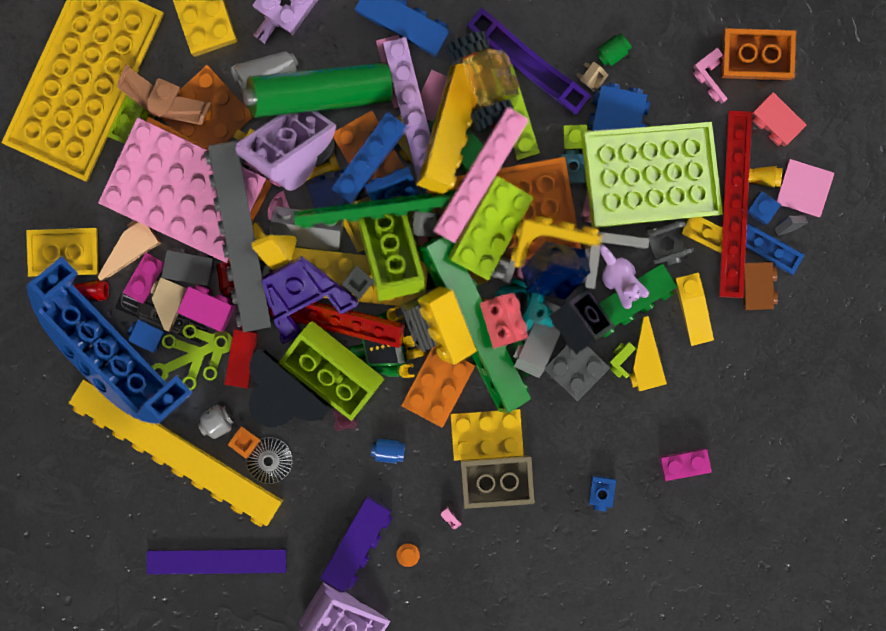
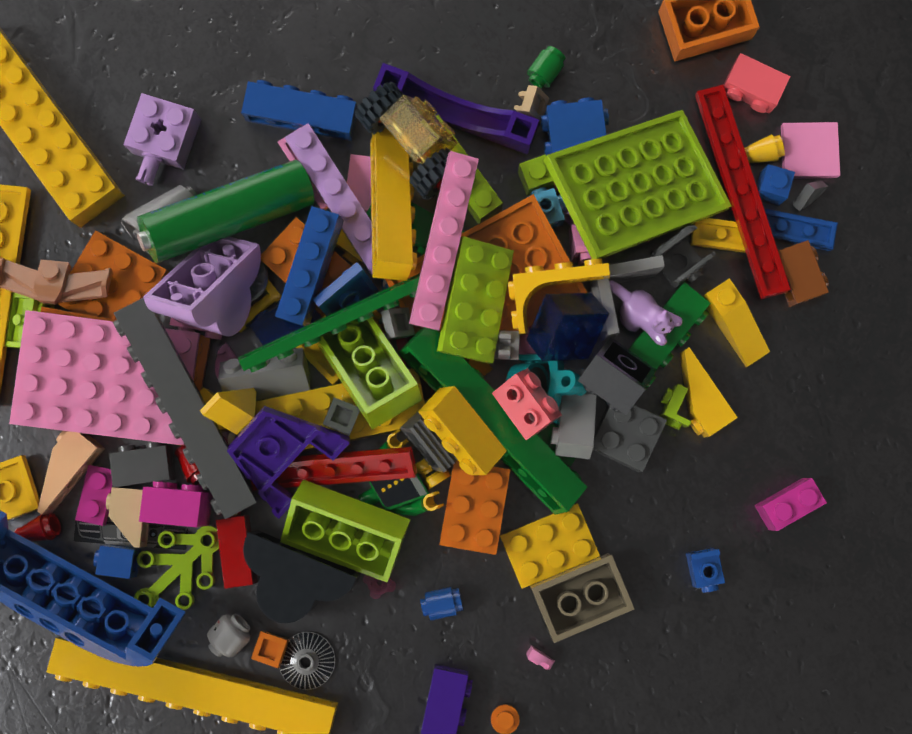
camera: 15 degrees left, 5 degrees down
(710, 62) = (655, 63): bright pink bracket -> none

